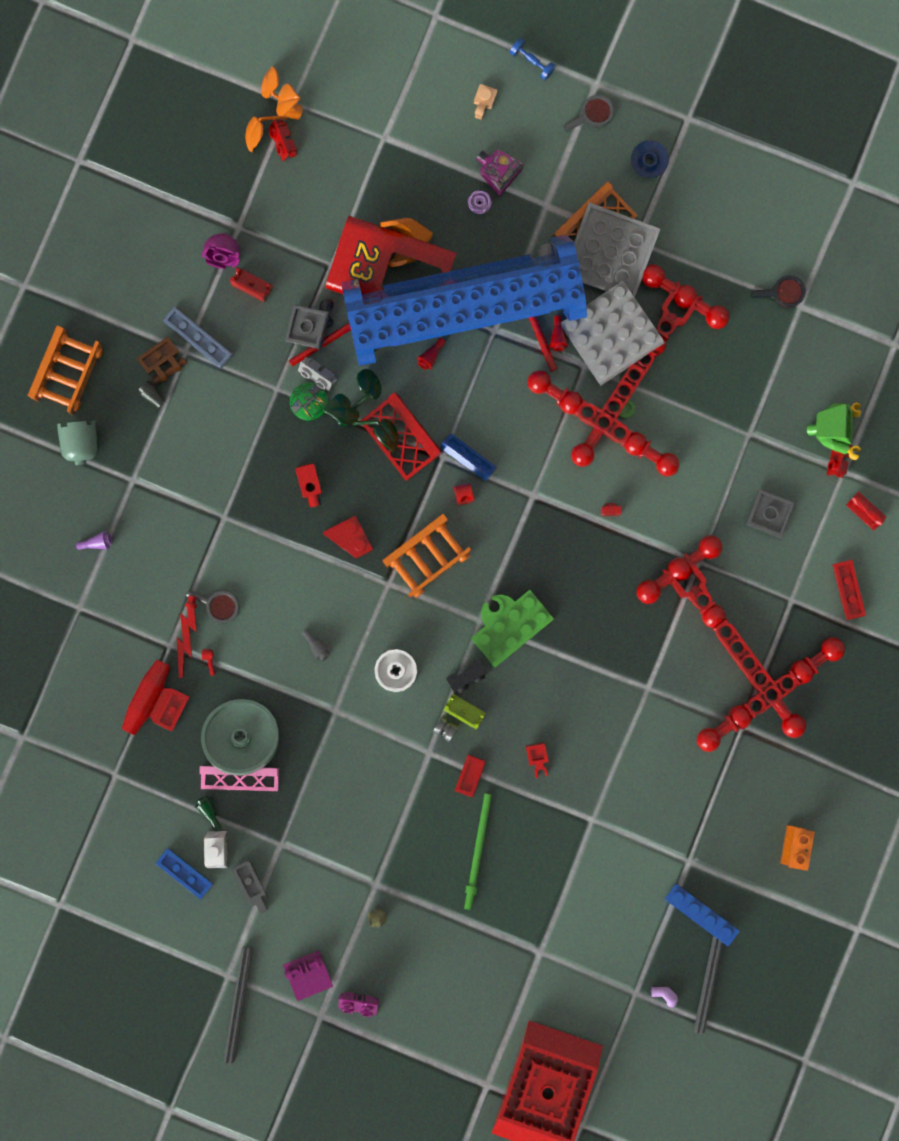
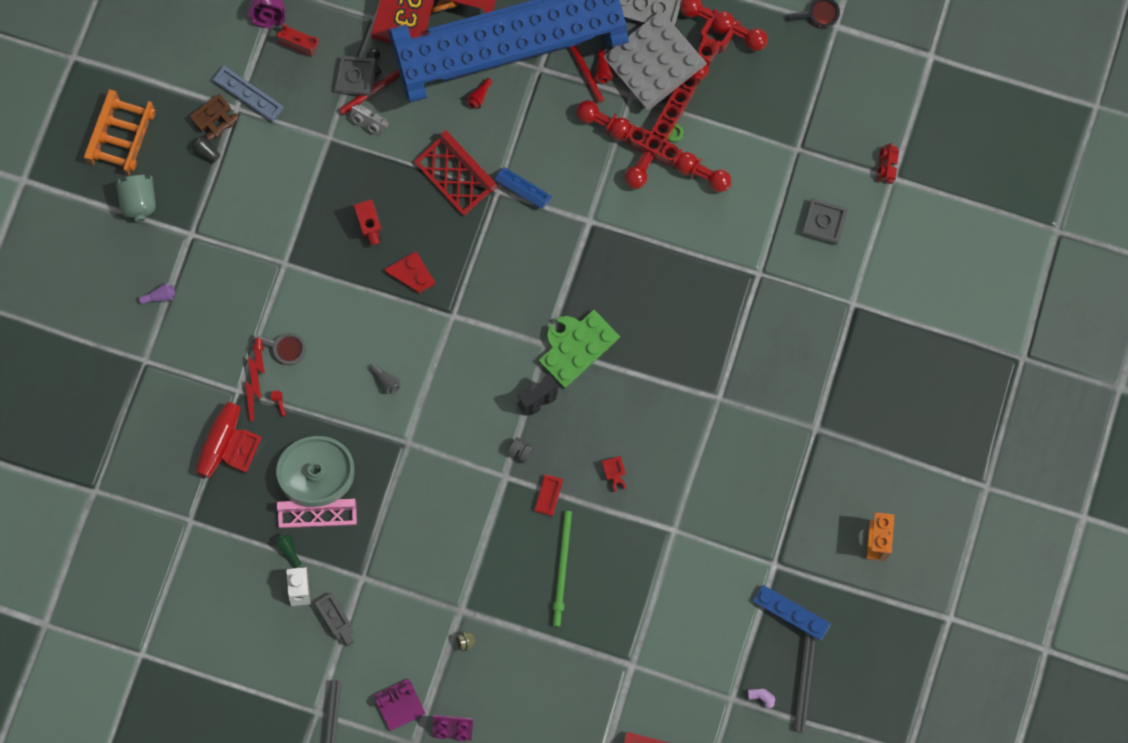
camera: 10 degrees left, 10 degrees down
(184, 873) = (267, 611): blue plate -> none
(308, 401) = (361, 146): green dish -> none
(340, 409) = (403, 155): dark green plant -> none
(385, 666) = (470, 385): white wheel -> none
(409, 549) = (485, 266): orange fence -> none
(463, 494) = (521, 222): red leg -> none
(464, 711) = (537, 433): lime hinge -> none
(611, 509) = (668, 228): red plate -> none
(715, 617) = (779, 323): red piece -> none
(835, 428) = (880, 134): bright green torso -> none
(849, 589) = (908, 288): red plate -> none
(866, 511) = (918, 212): red hinge -> none

